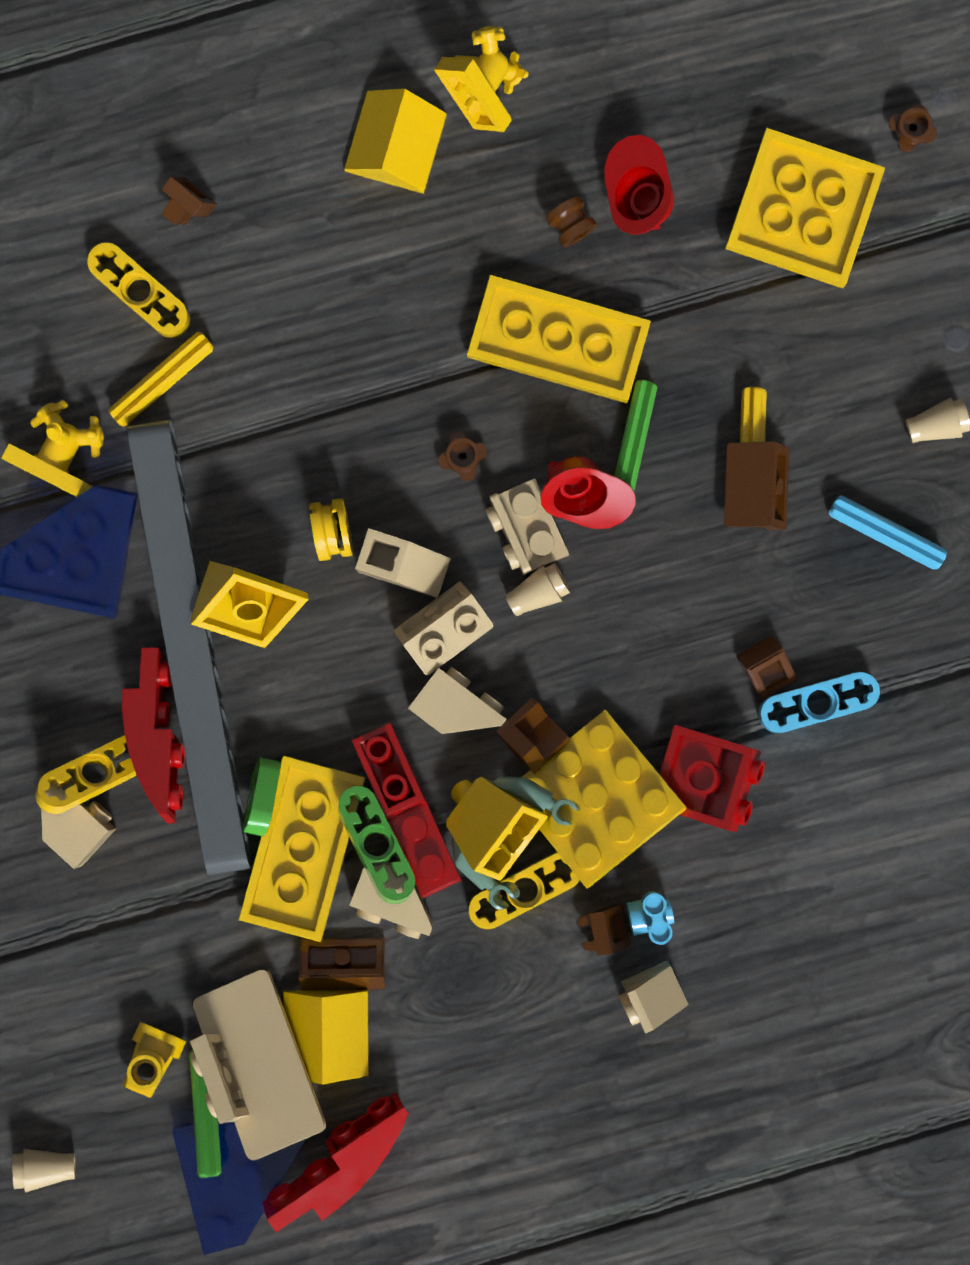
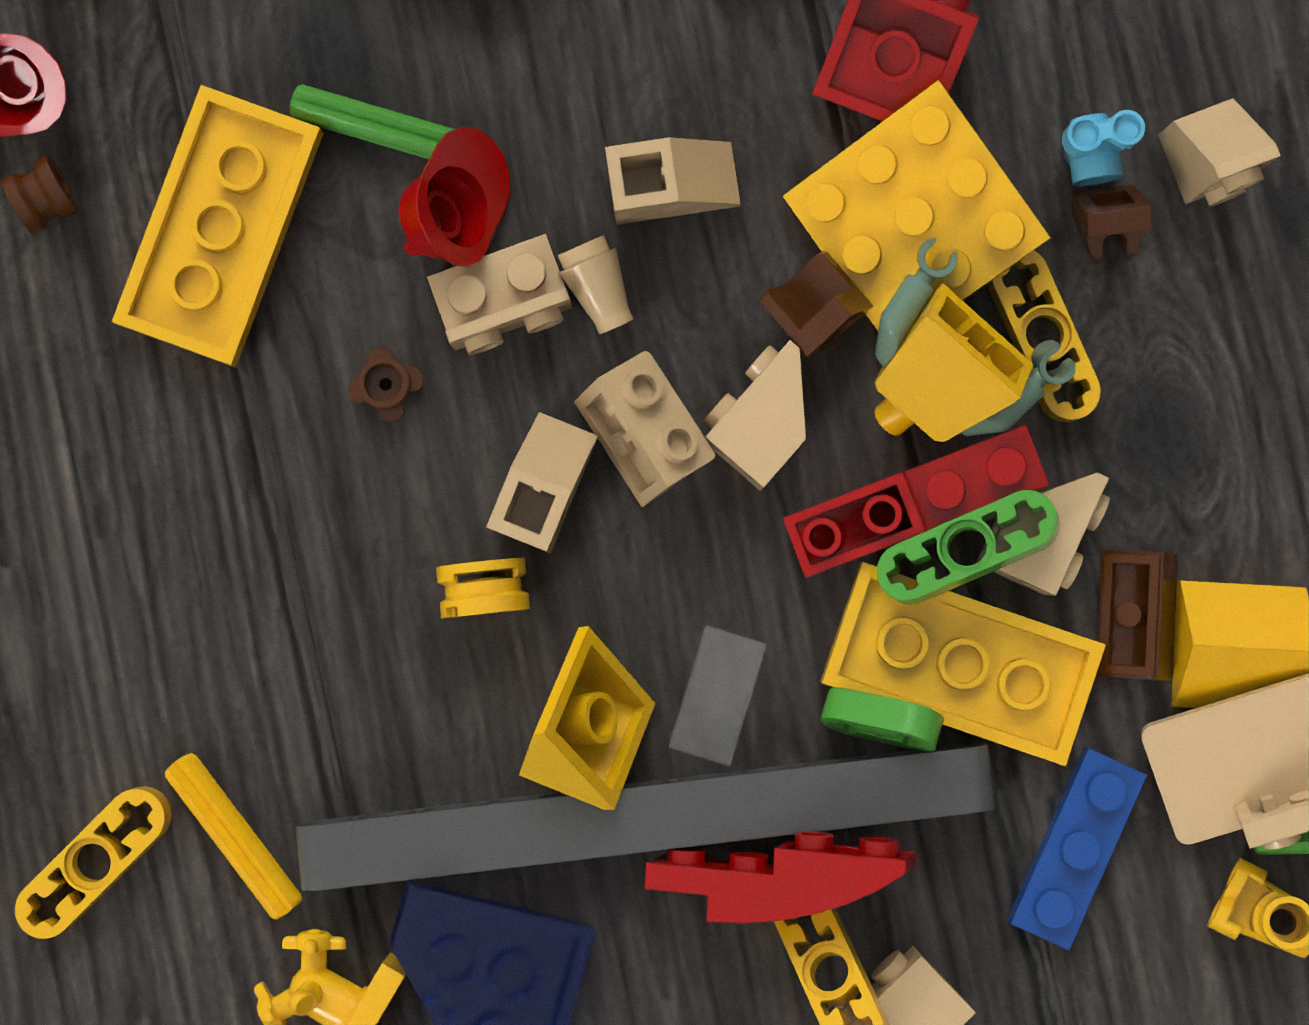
camera: 90 degrees left, 0 degrees up
(186, 932) = (1076, 848): none -> blue plate
(272, 688) = (717, 695): none -> clear tile
(610, 634) = (670, 178): none -> tan slope

